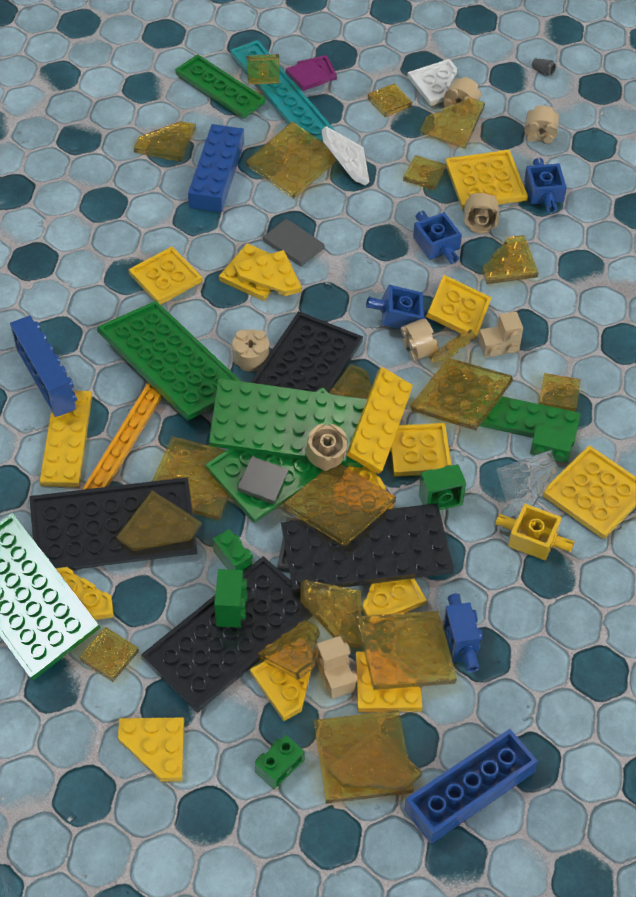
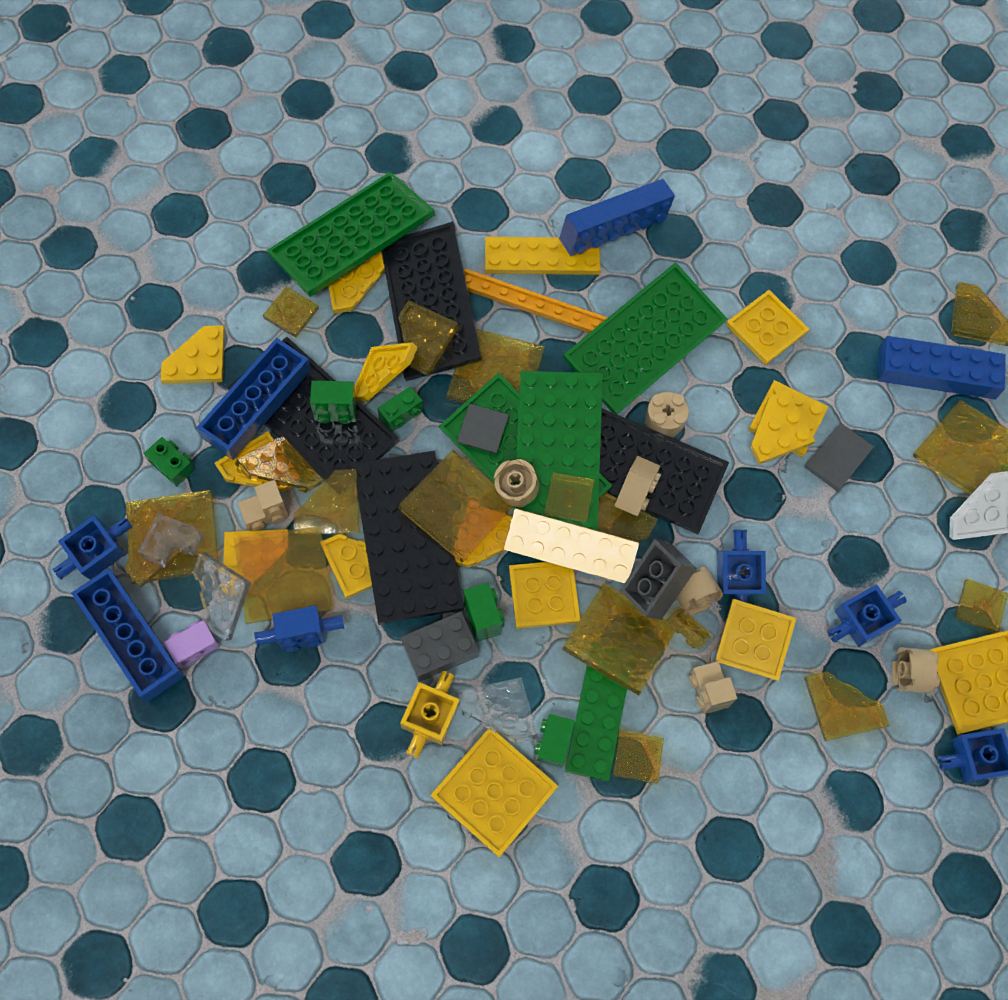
camera: 85 degrees right, 15 degrees up
(188, 564) = (382, 367): none -> yellow plate
(219, 671) = (254, 398): none -> blue brick
(326, 365) = (640, 480): none -> tan brick
(338, 411) = (569, 497): none -> clear yellow plate
(377, 737) = (166, 536): none -> clear brick
(378, 839) = (91, 547): none -> blue brick
(414, 356) = (658, 579): none -> dark grey brick
(428, 699) = (221, 594): none -> clear plate
(472, 526) = (440, 646): none -> dark grey brick
(474, 728) = (191, 644): none -> lavender brick

